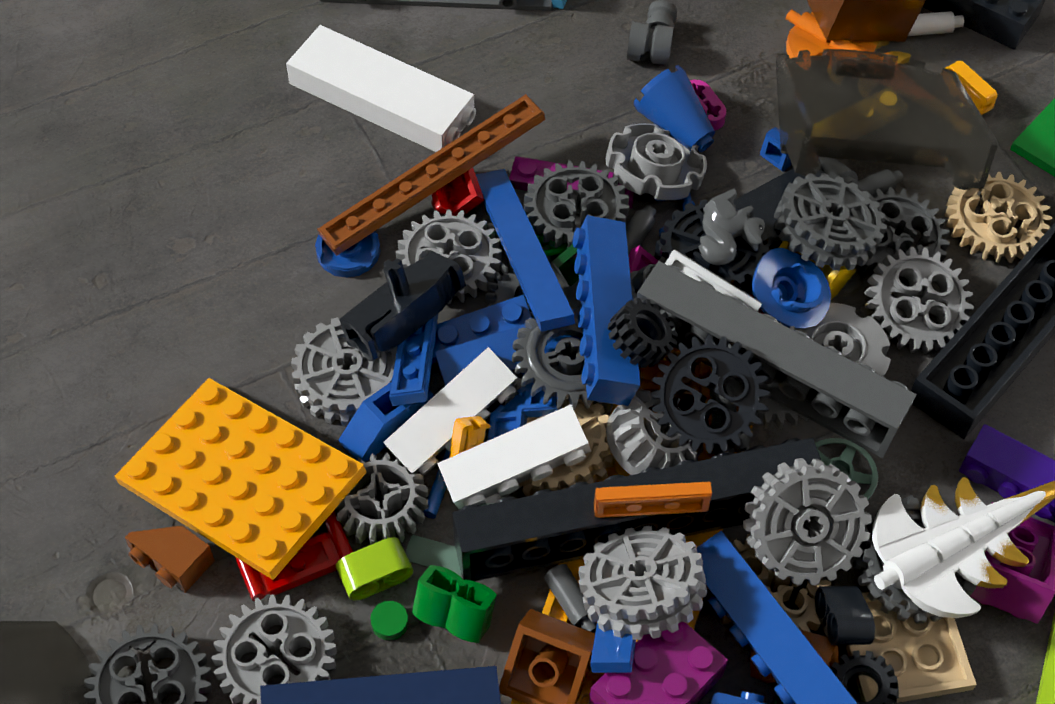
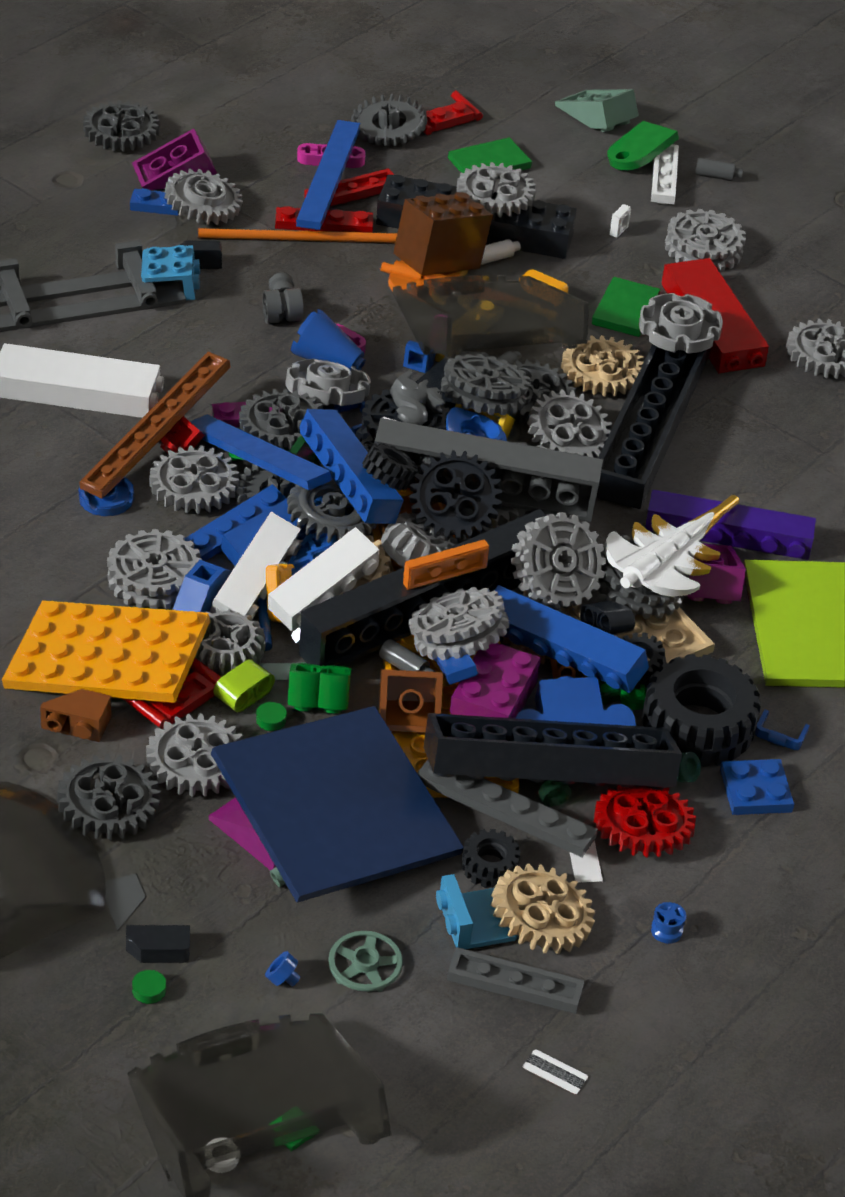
camera: 25 degrees left, 15 degrees down
(402, 303) = (182, 506): black piece -> none
(414, 366) = (208, 538): blue tile -> none

